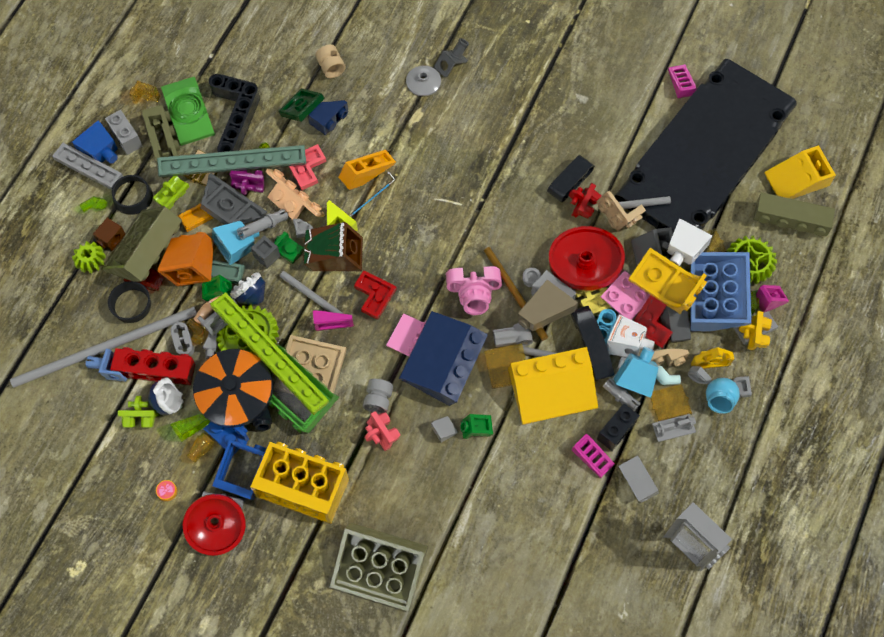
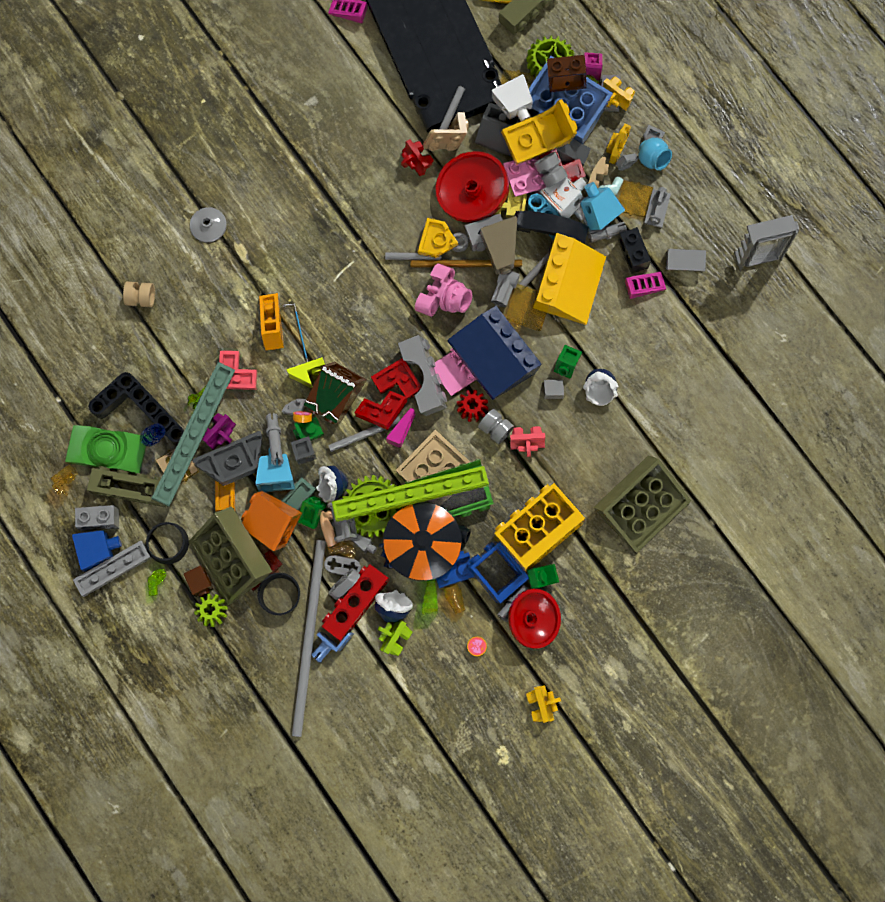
camera: 55 degrees left, 10 degrees up
(140, 578) = (546, 703): none -> yellow hips
(164, 347) = (344, 584): none -> light grey beam
(171, 192) = (189, 504): lime hips -> none
(210, 136) = (152, 435): none -> clear blue axle
(259, 511) = (543, 576): none -> green bracket
(289, 198) = (260, 403): light nougat bracket -> none
(295, 235) = (302, 416): none -> light orange tile
(301, 105) = (170, 343): dark green tile -> none
(327, 115) = (193, 326): dark blue slope -> none
(335, 298) = (384, 413): none -> red plate
(374, 327) = (430, 397): none -> light grey arch
(393, 366) = (464, 406): none -> red gear
(452, 57) = (203, 185): dark grey bracket -> none
(467, 466) = (600, 387): none -> white hair
(495, 248) = (408, 256): none -> light grey bar
(520, 255) = (436, 239): none -> yellow plate
(570, 178) = (387, 156): black beam -> none
(643, 310) = (550, 169): none -> light grey wheel
(736, 264) = (564, 70): none -> reddish brown window

